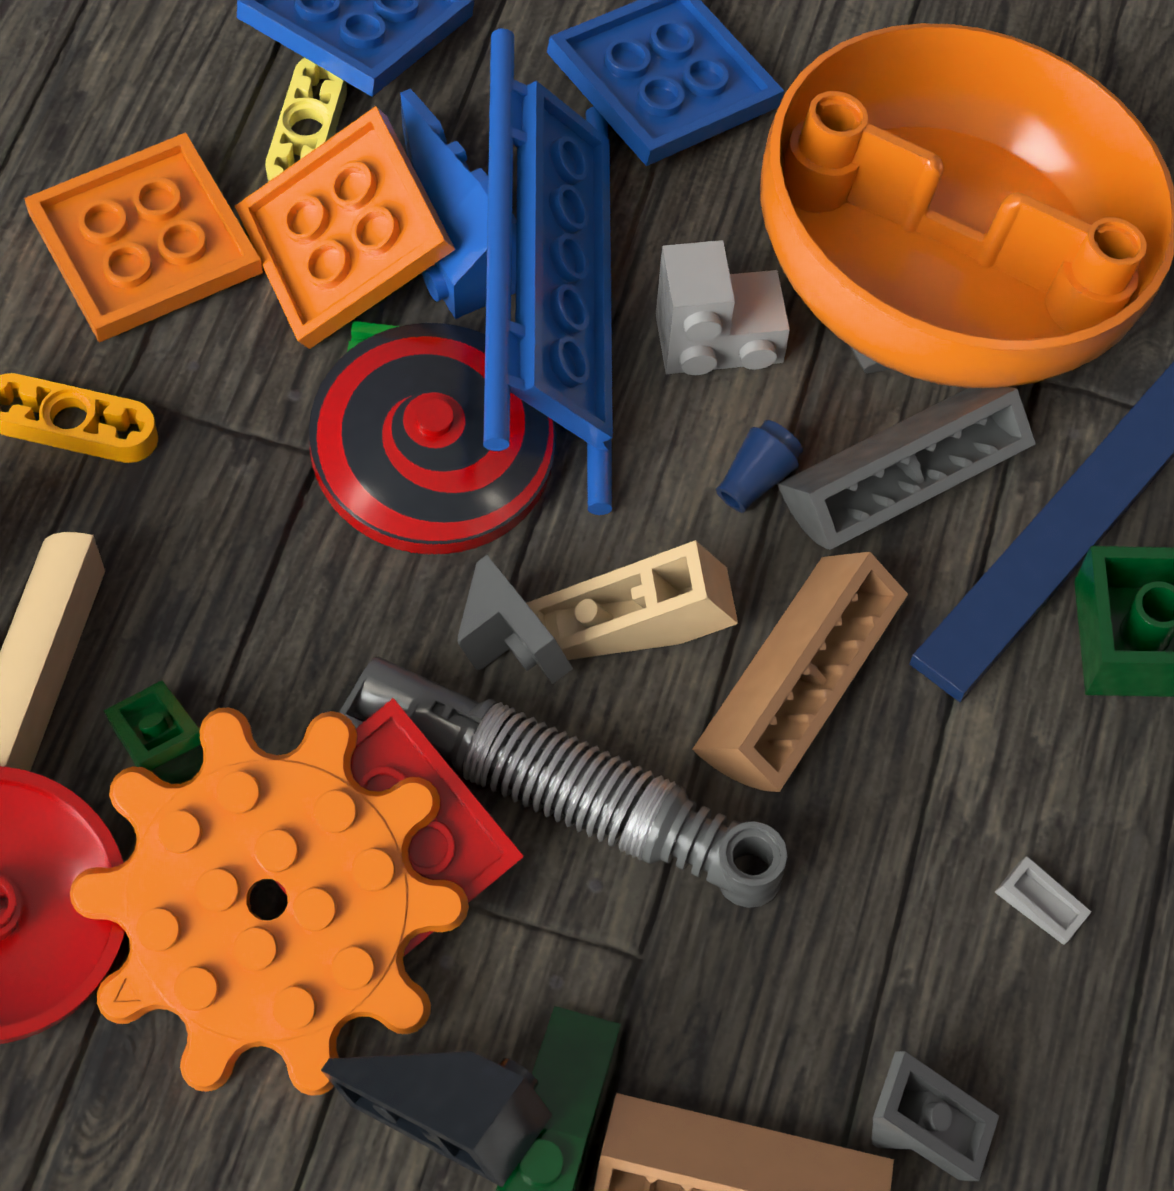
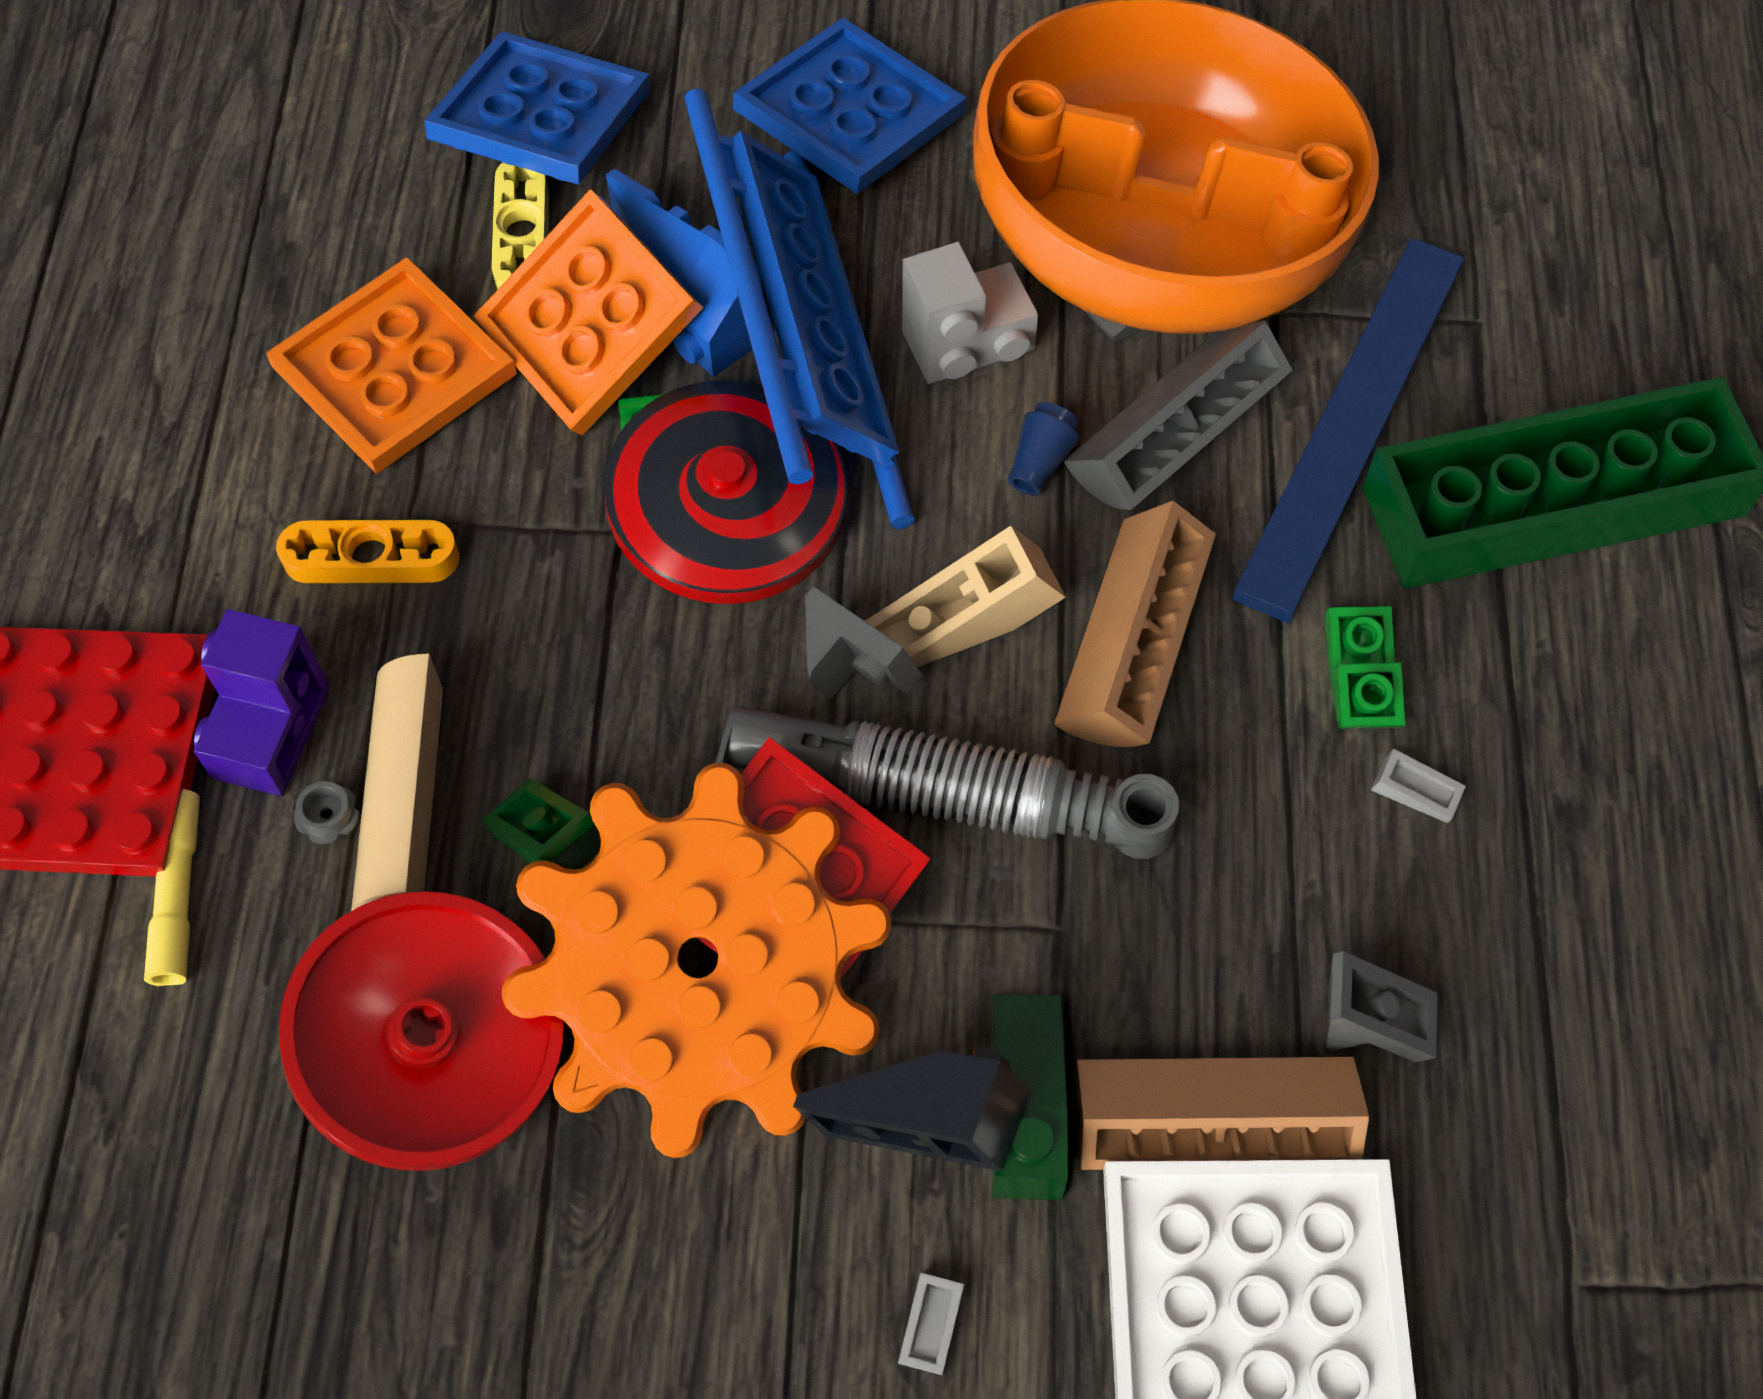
camera: 10 degrees left, 0 degrees up
(1022, 766) = (1363, 667): none -> green slope

